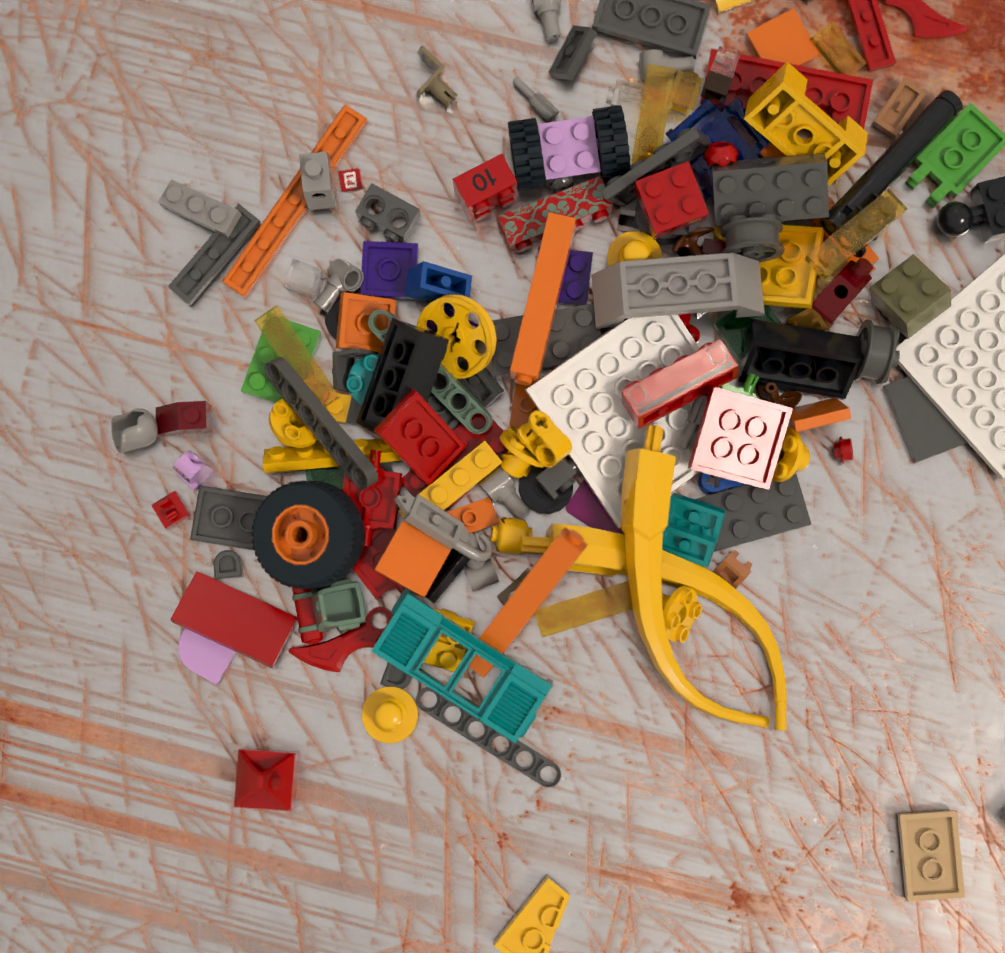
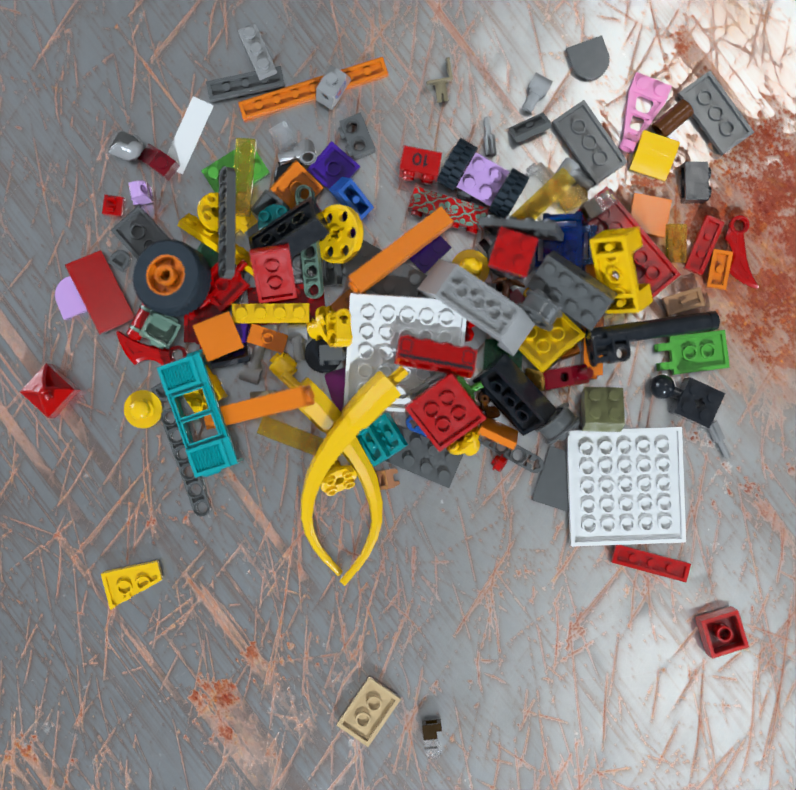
camera: 30 degrees right, 5 degrees up
(192, 358) = (189, 132): none -> white sticker
(350, 180) = (352, 101): red sticker -> none
(441, 526) = (247, 331): light grey plate -> none
(720, 153) = (561, 248): red plate -> none
(846, 431) = (508, 453): none -> dark grey beam
(856, 234) = (598, 352): clear yellow plate -> none
(909, 42) = (719, 269): none -> orange plate

